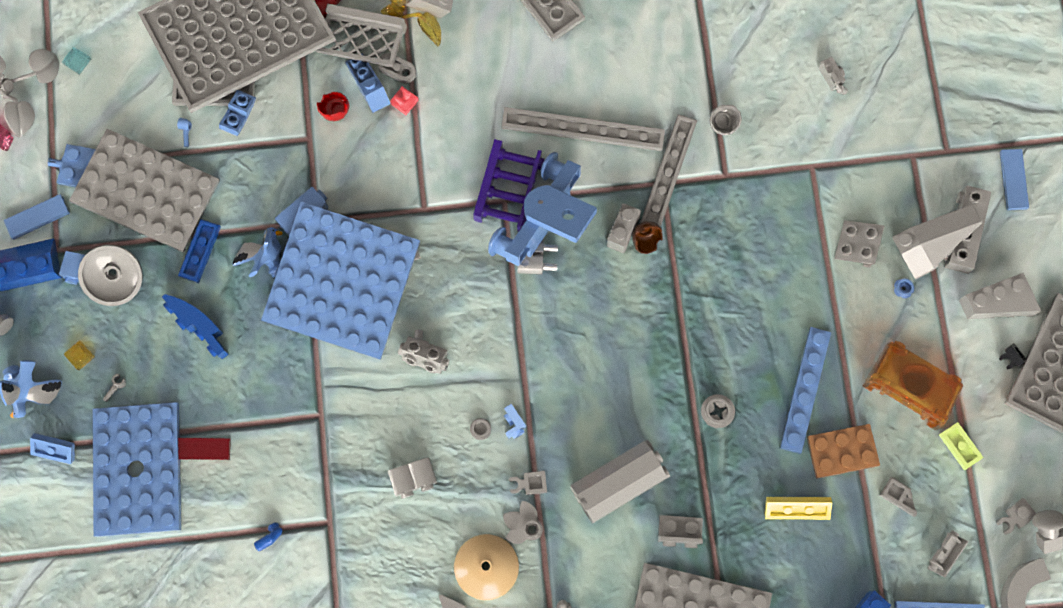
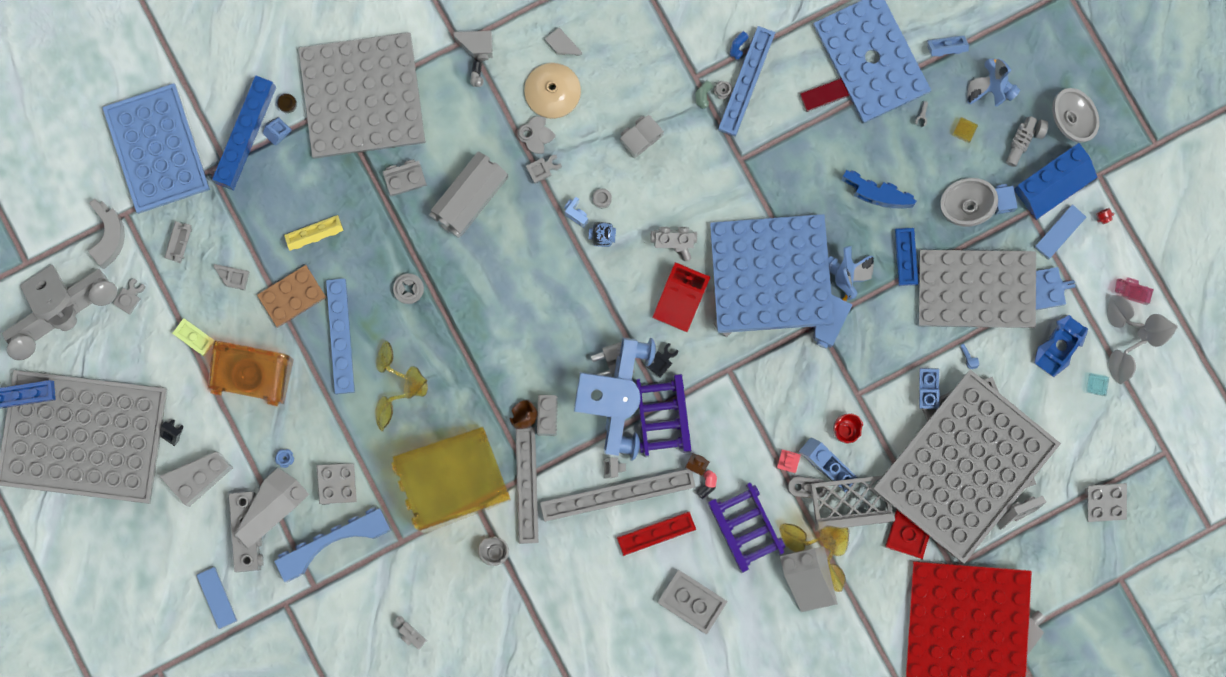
camera: 155 degrees right, 5 degrees up
(27, 321) = (1021, 140): none -> light grey hinge
(80, 114) = (1054, 360): none -> blue piece
(277, 494) = (746, 81): none -> medium blue plate
(302, 490) = (723, 85): none -> light grey plate
(331, 499) = (701, 94): none -> sand green arm
(440, 294) = (681, 297): none -> red slope
(484, 239) = (661, 361): none -> black plate
(489, 61) = (726, 526): none -> dark purple fence
(489, 106) = (710, 484): none -> arm
(493, 127) = (697, 464): none -> reddish brown plate
(495, 389) = (602, 234): none -> head
(559, 81) = (656, 533): none -> red tile
(577, 154) = (612, 467): none -> light grey tile
(746, 197) = (450, 480): none -> clear yellow windscreen
(748, 303) = (414, 384): none -> clear yellow plant
(839, 188) = (296, 563): none -> medium blue arch

